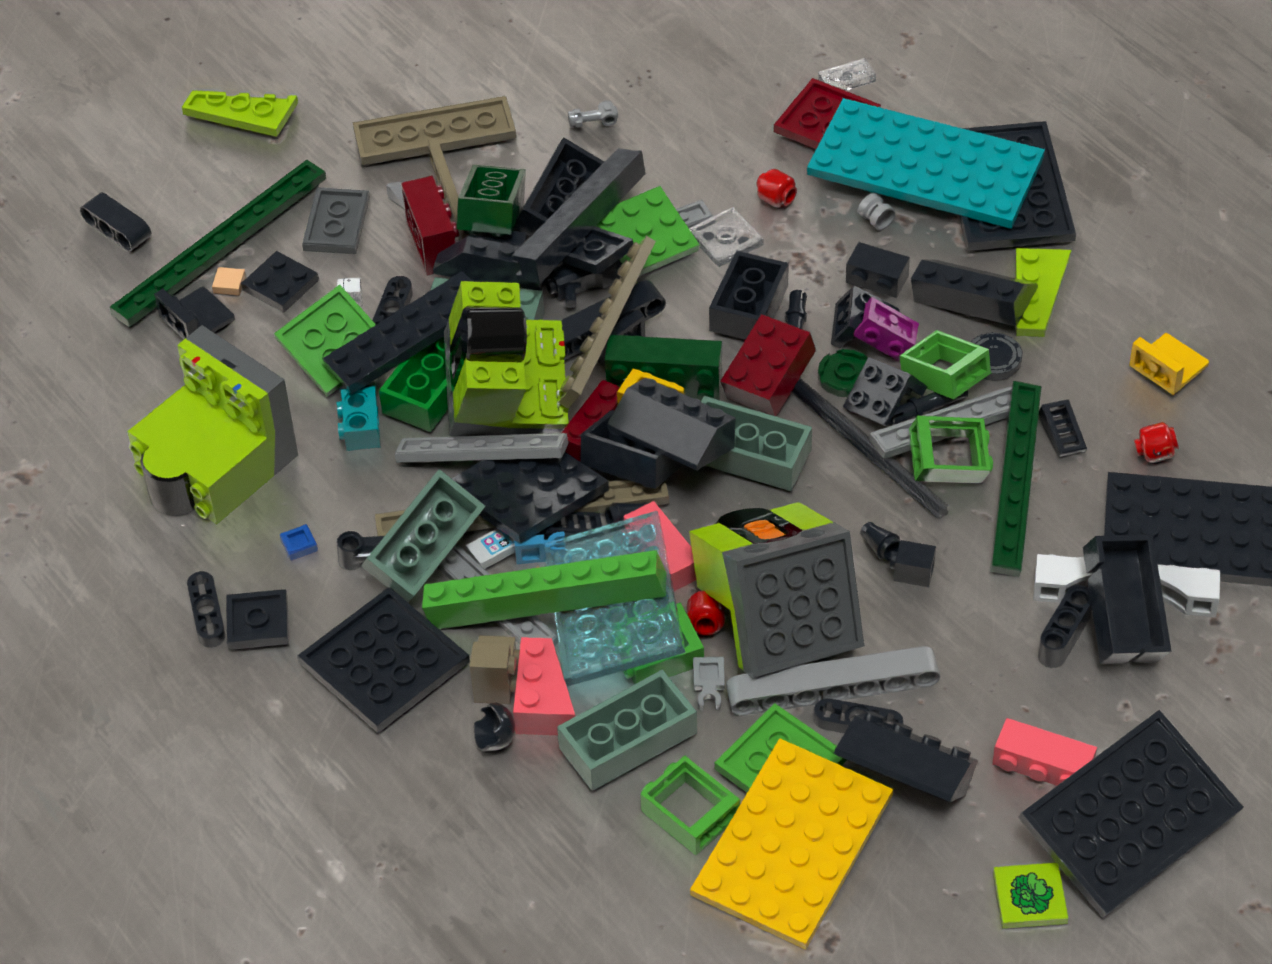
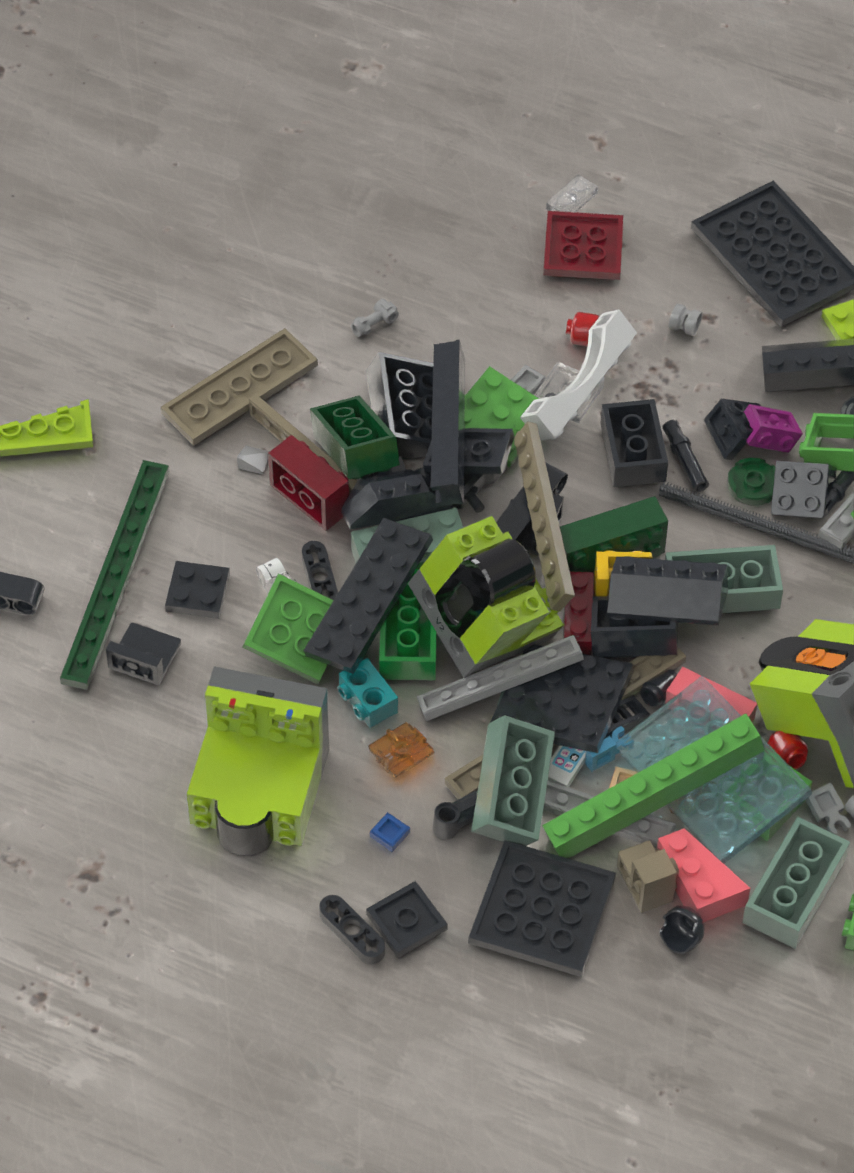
camera: 30 degrees left, 5 degrees up
(228, 281) = (149, 607): light nougat tile -> none
(336, 220) = (207, 509): dark grey tile -> none
(356, 476) = (405, 736): none -> clear orange piece
(768, 365) = (696, 501): dark red brick -> none
(781, 200) = (606, 342): none -> white arch
(877, 269) = (722, 374): black brick -> none
(926, 162) = (700, 257): teal plate -> none

